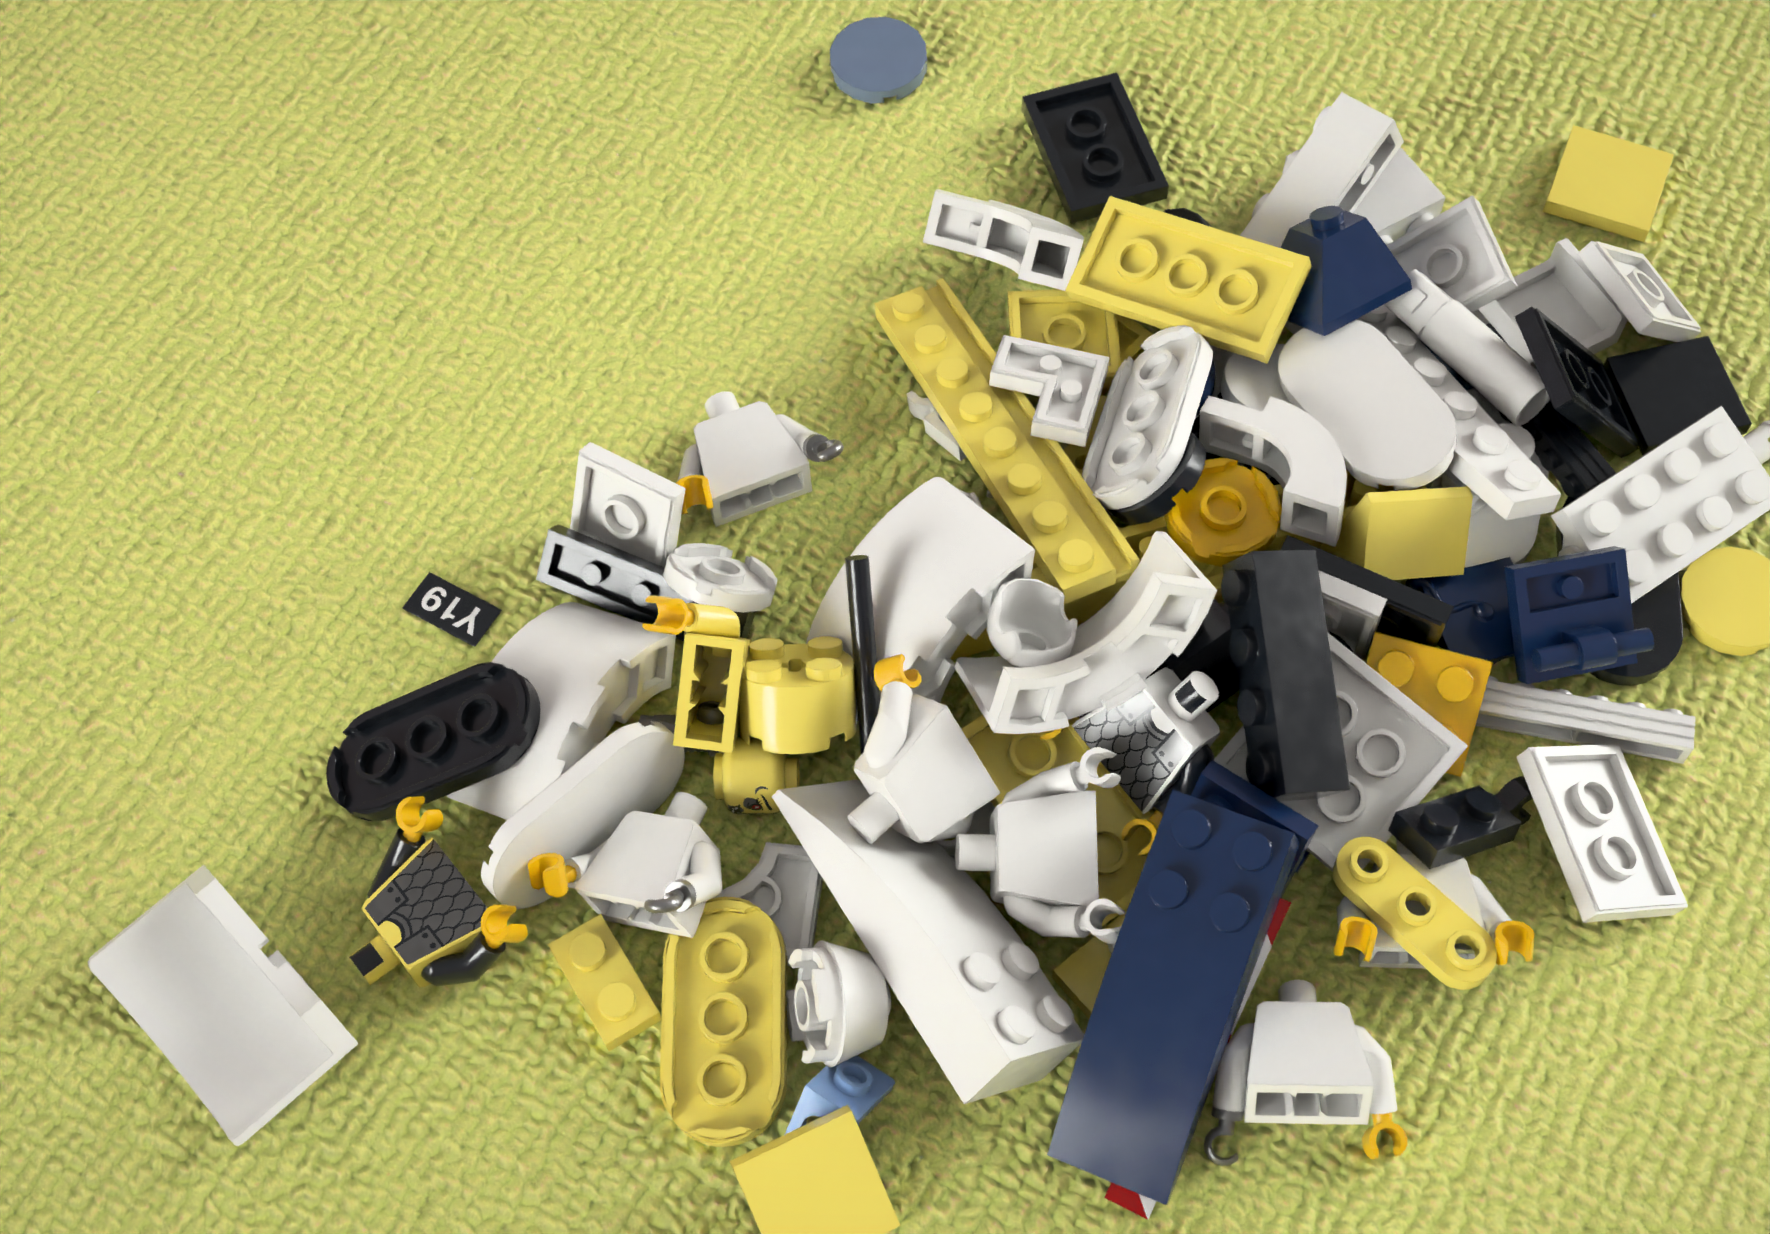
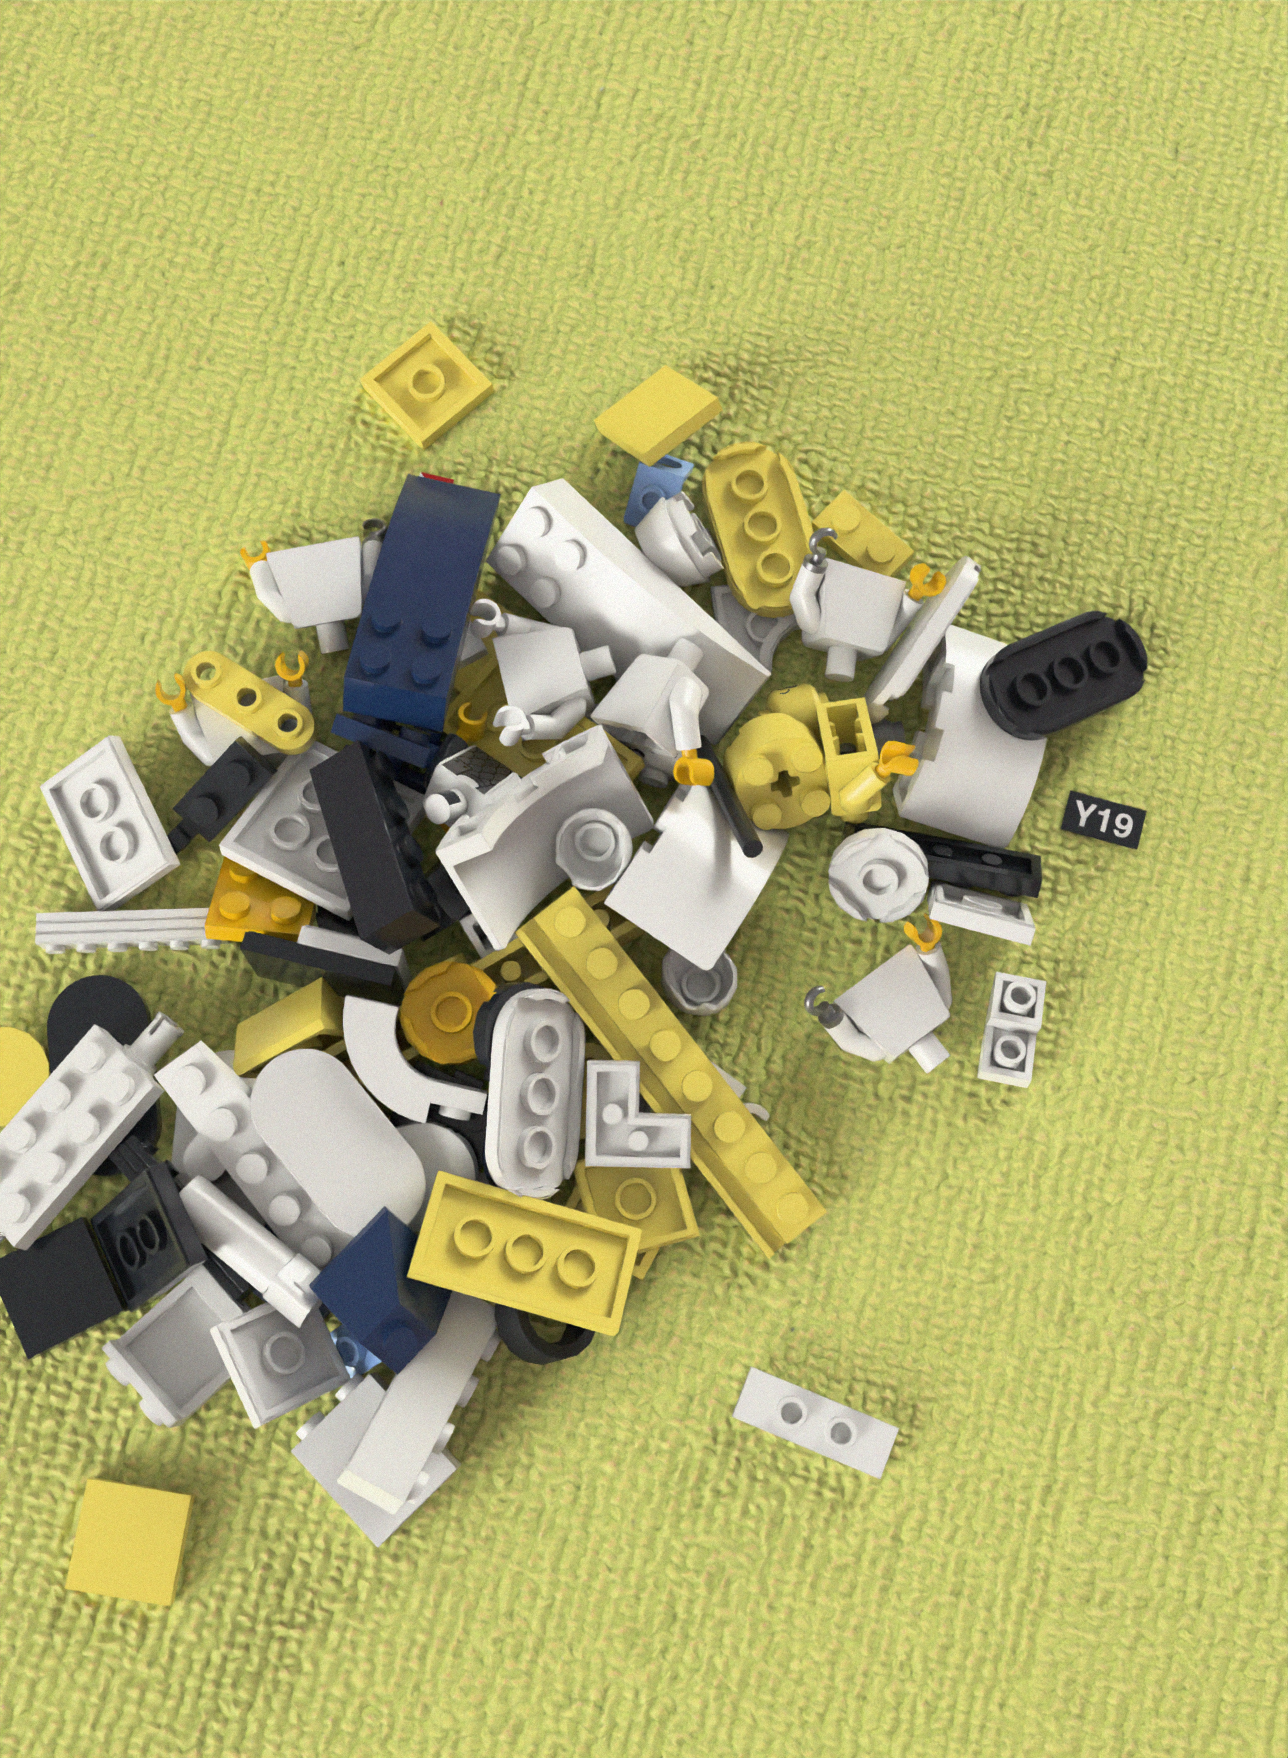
camera: 165 degrees right, 15 degrees up
(220, 1008) = (1134, 449): white panel -> none
(429, 911) = (1012, 544): torso -> none
(637, 417) = (1011, 1029): none -> white slope
(878, 59) = (909, 1536): sand blue tile -> none
(937, 152) = (815, 1422): none -> white plate
(1011, 236) = (705, 1308): white arch -> none
(1093, 146) = (657, 1461): black plate -> none
(1480, 613) = (216, 997): dark blue hat -> none
(1573, 615) = (137, 988): dark blue plate -> none
(1639, 292) = (94, 1380): white tile -> none

